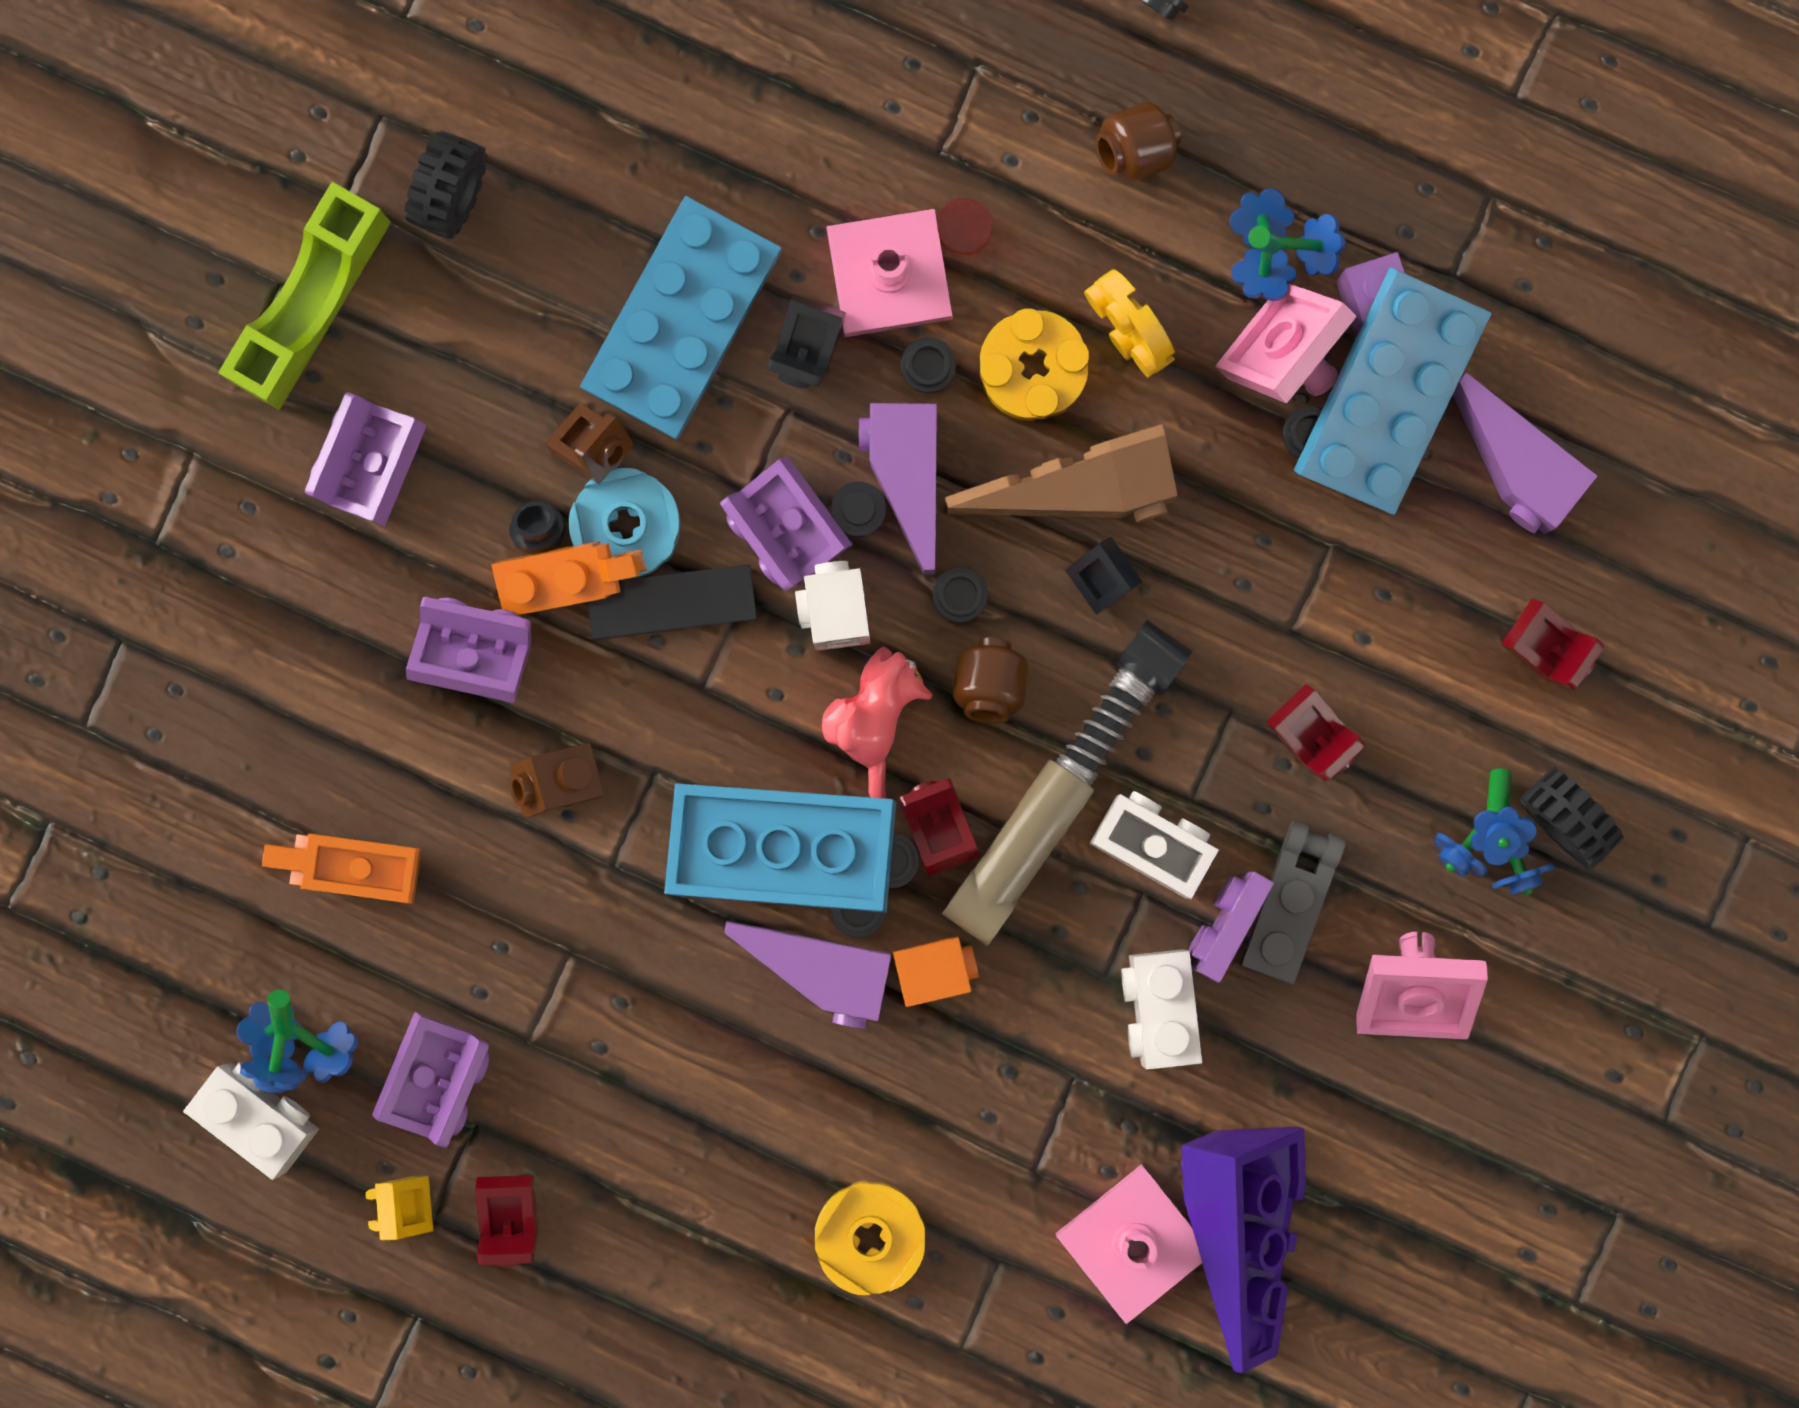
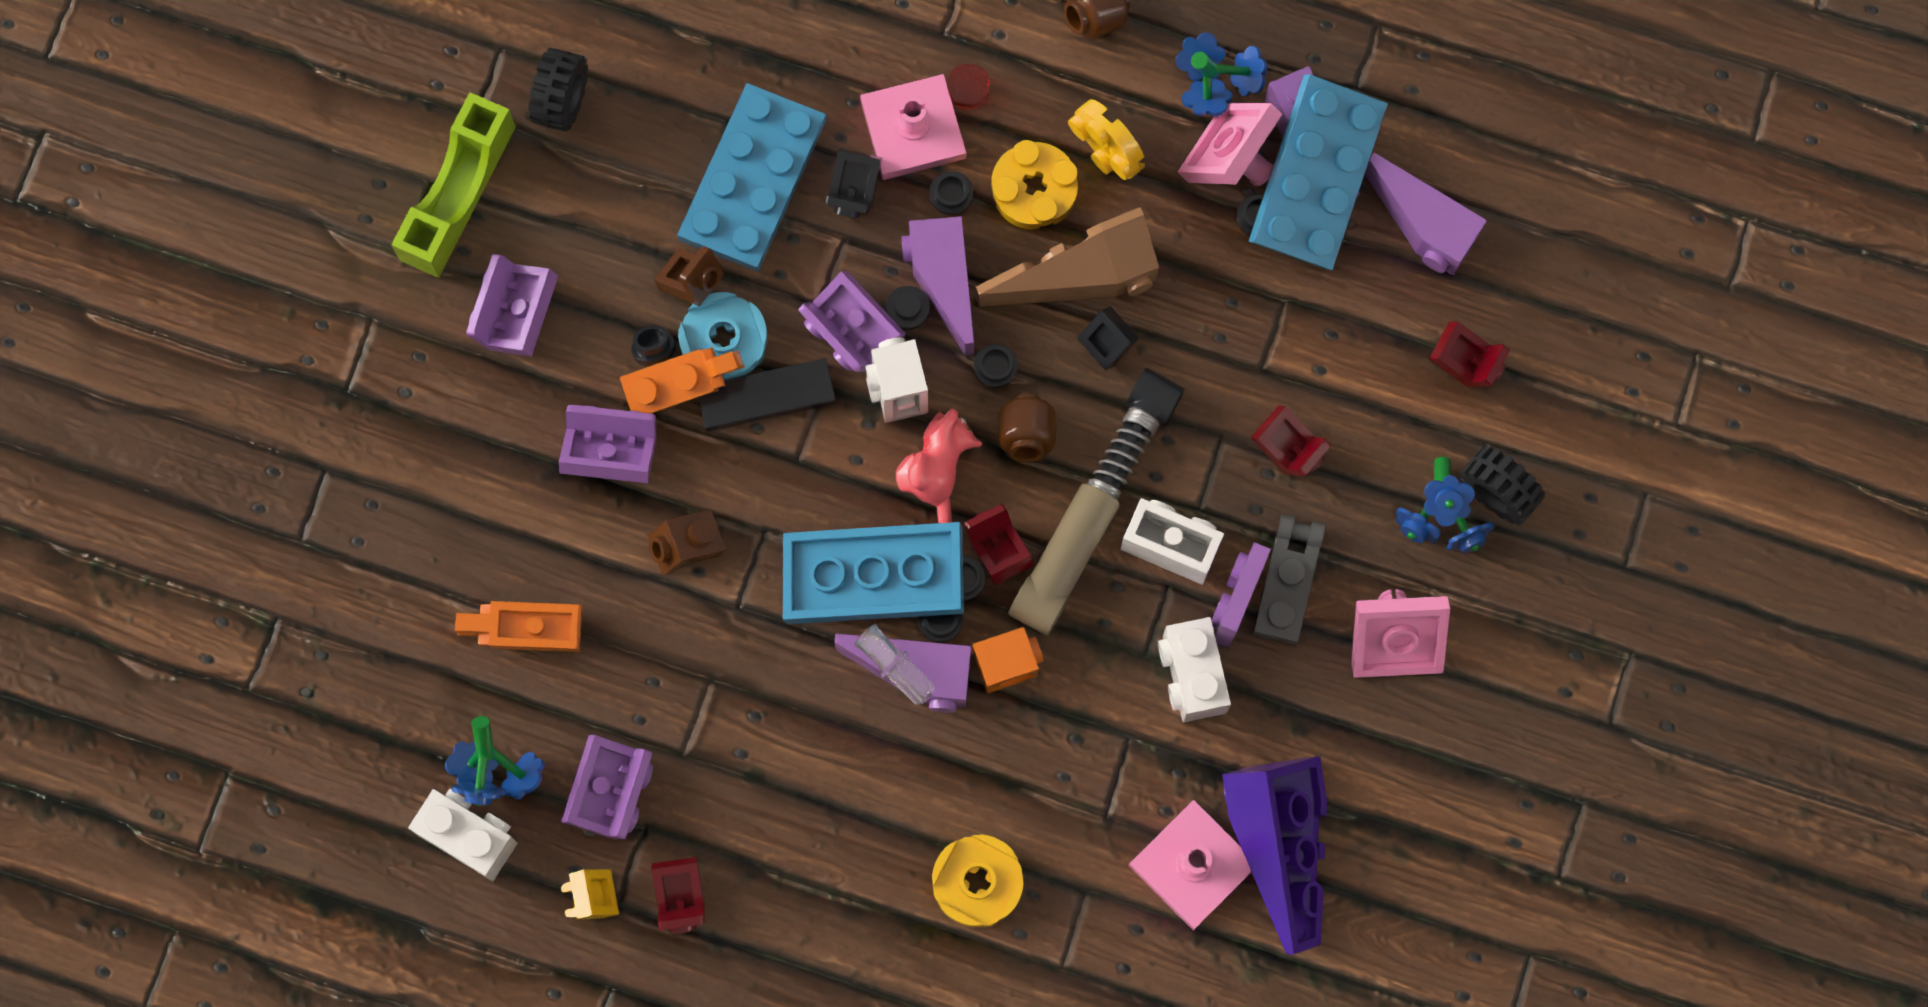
camera: 10 degrees left, 10 degrees down
(795, 974) = (895, 665): none -> clear axle

